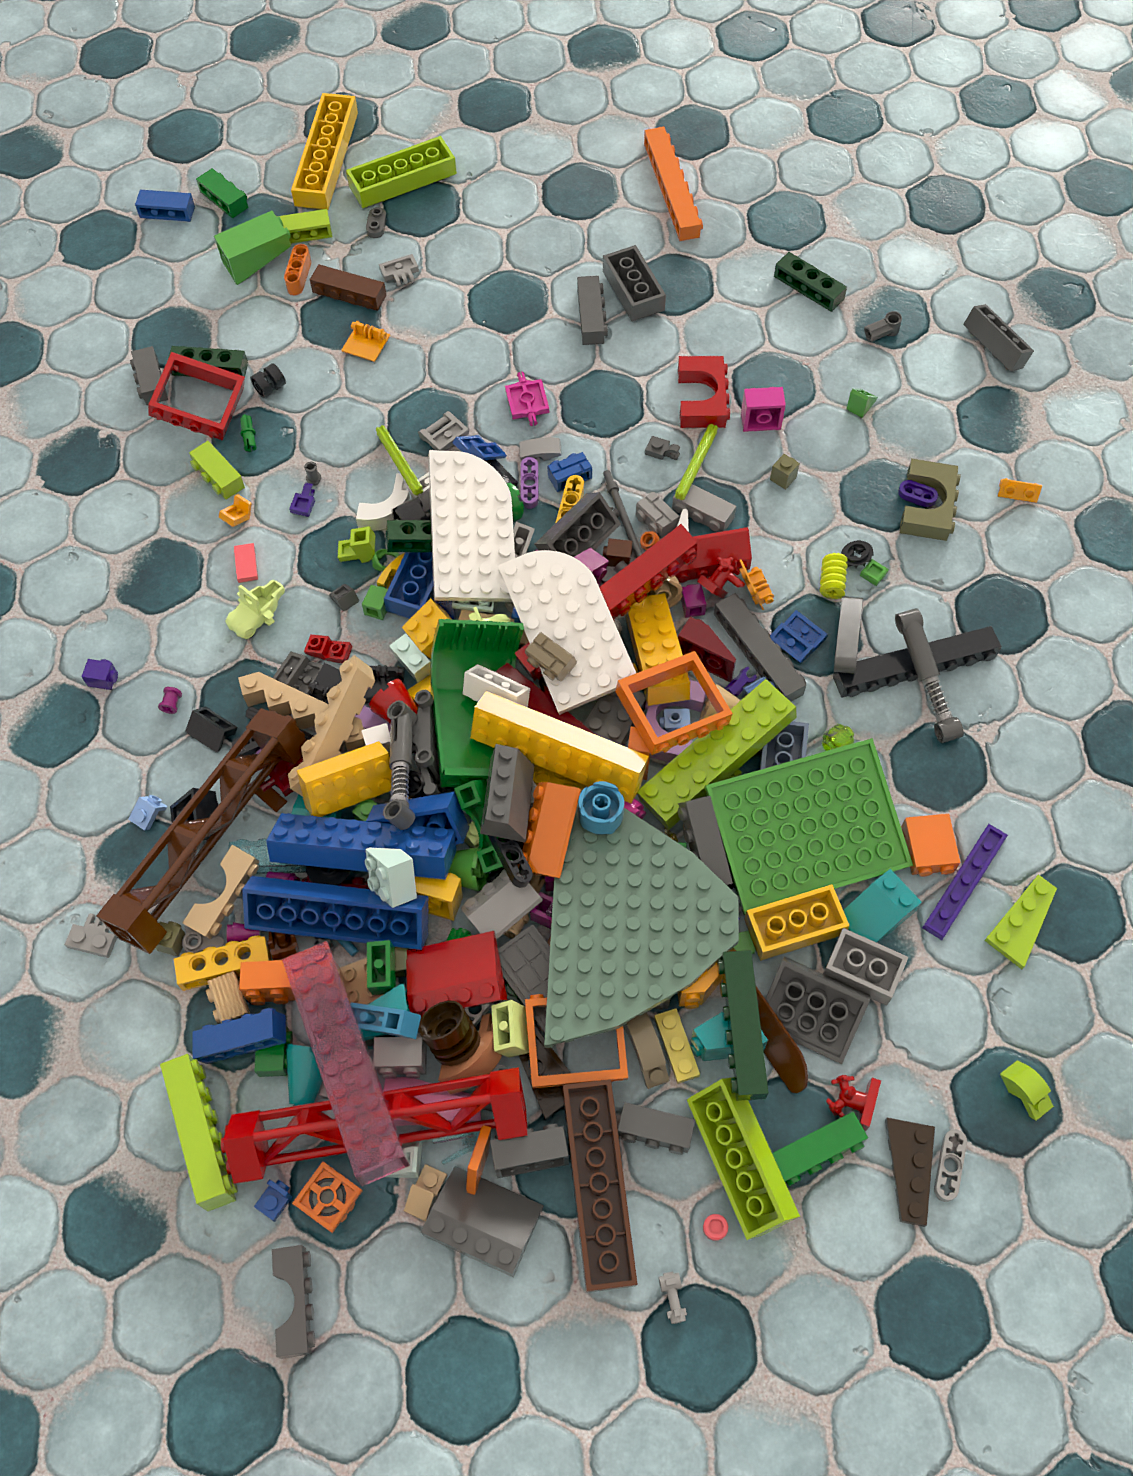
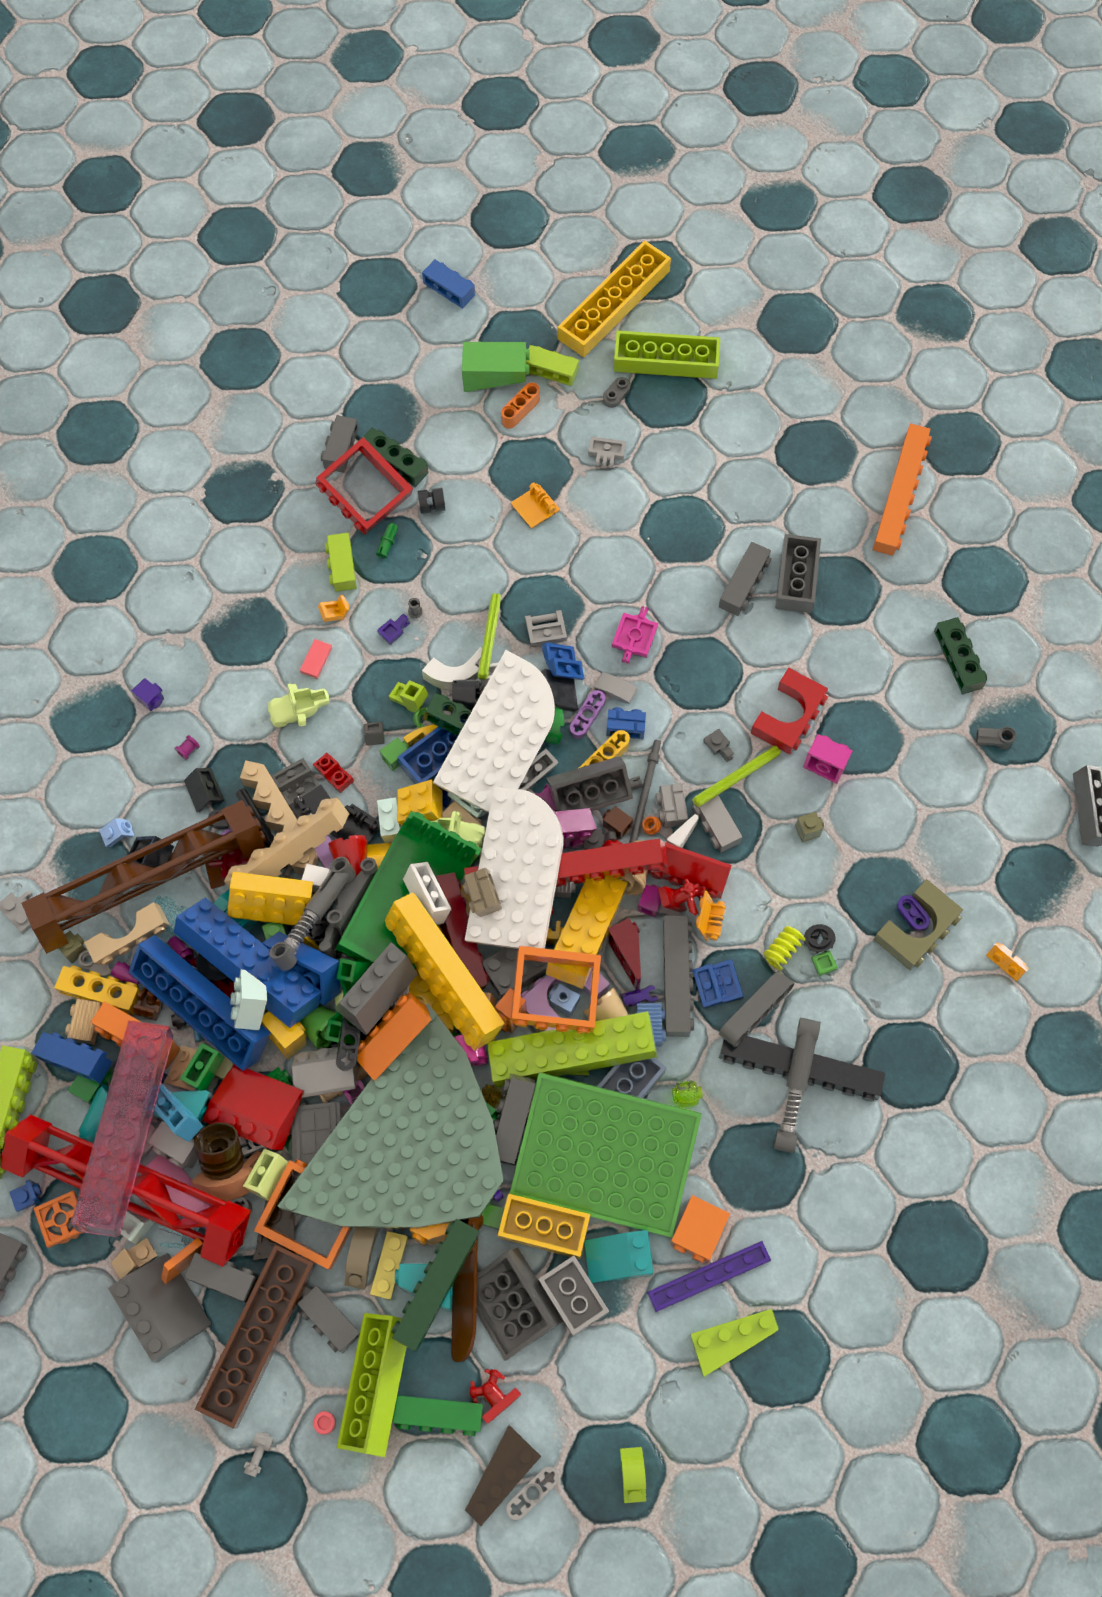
camera: 30 degrees right, 5 degrees up
(222, 193) = (504, 295): green brick -> none
(348, 287) = (551, 445): reddish brown brick -> none
(601, 808) = (443, 1032): dark azure brick -> none
(860, 402) = (925, 797): bright green slope -> none

